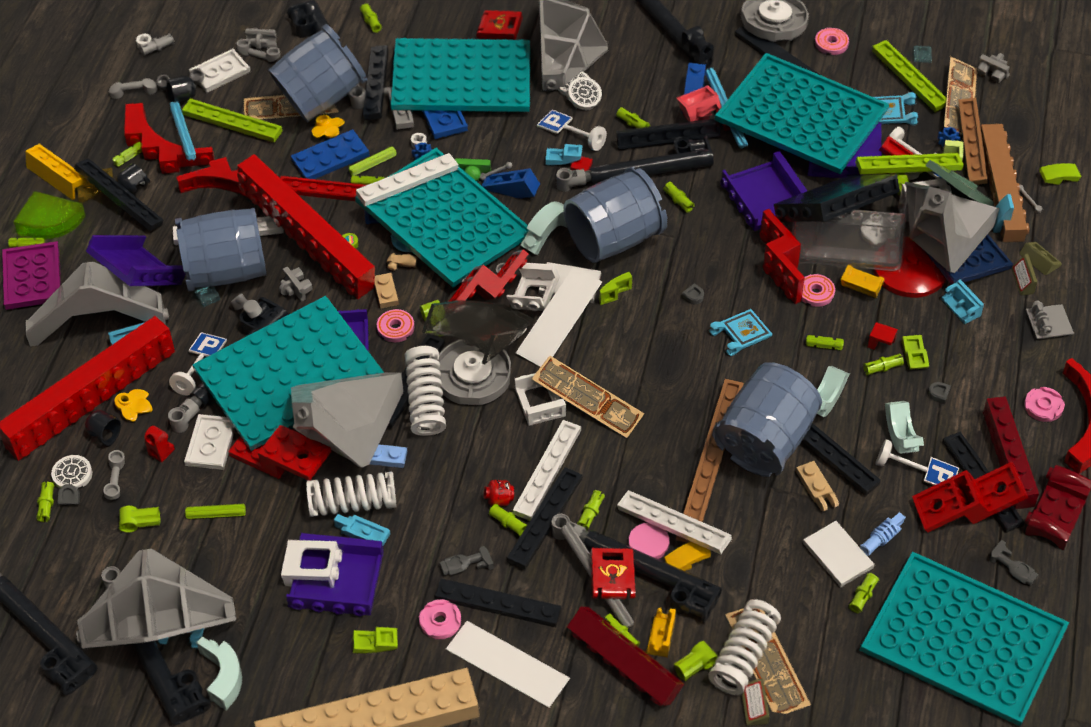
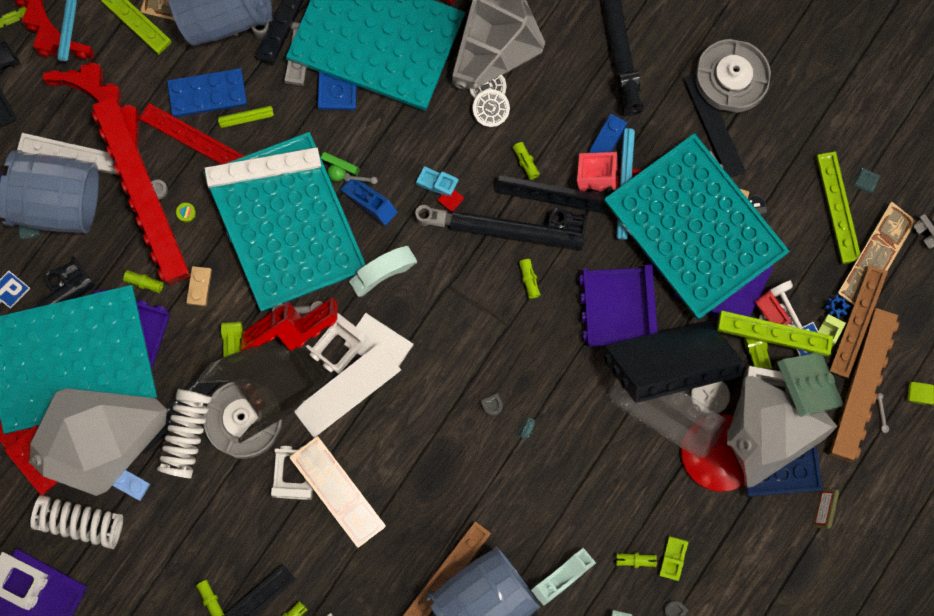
camera: 20 degrees right, 25 degrees up
(250, 306) = (56, 272): light grey bar -> none
(292, 285) = (117, 256): light grey hips -> none
(327, 126) = (216, 58): yellow plate -> none
(337, 300) = (143, 281): none -> lime pin
(361, 528) = (76, 561): medium azure hinge -> none
(365, 180) = (232, 142): lime axle -> none
(393, 317) = (188, 323): bright pink tile -> none
(404, 260) = (227, 257): tan arm -> none
(418, 138) = (297, 111): white bush -> none
(421, 149) = (297, 121): blue gear -> none
(499, 492) = (212, 569): red head -> none
(547, 470) = (267, 559): white plate -> none
(556, 121) = (449, 132): white piece -> none
(612, 288) = (411, 373): lime slope -> none
(615, 215) = (445, 295): sand blue piece -> none
(735, 298) = (528, 429): none -> clear light blue tile
(743, 329) = (522, 466): medium azure flag -> none
(782, 256) = (592, 399): red bracket -> none
(819, 282) = (613, 434): bright pink tile -> none
(824, 342) = (592, 512): lime axle -> none
(832, 34) = (784, 118): bright pink tile -> none
(862, 281) = (661, 455): yellow hinge -> none
(883, 334) = (649, 530): red panel -> none
(896, 110) = (800, 242): medium azure flag -> none
(963, 302) = (748, 518): medium azure hinge -> none
(1005, 212) = (841, 431): medium azure slope -> none
(1040, 258) = (855, 490): olive slope -> none
(1049, 320) = (823, 571): light grey hinge -> none

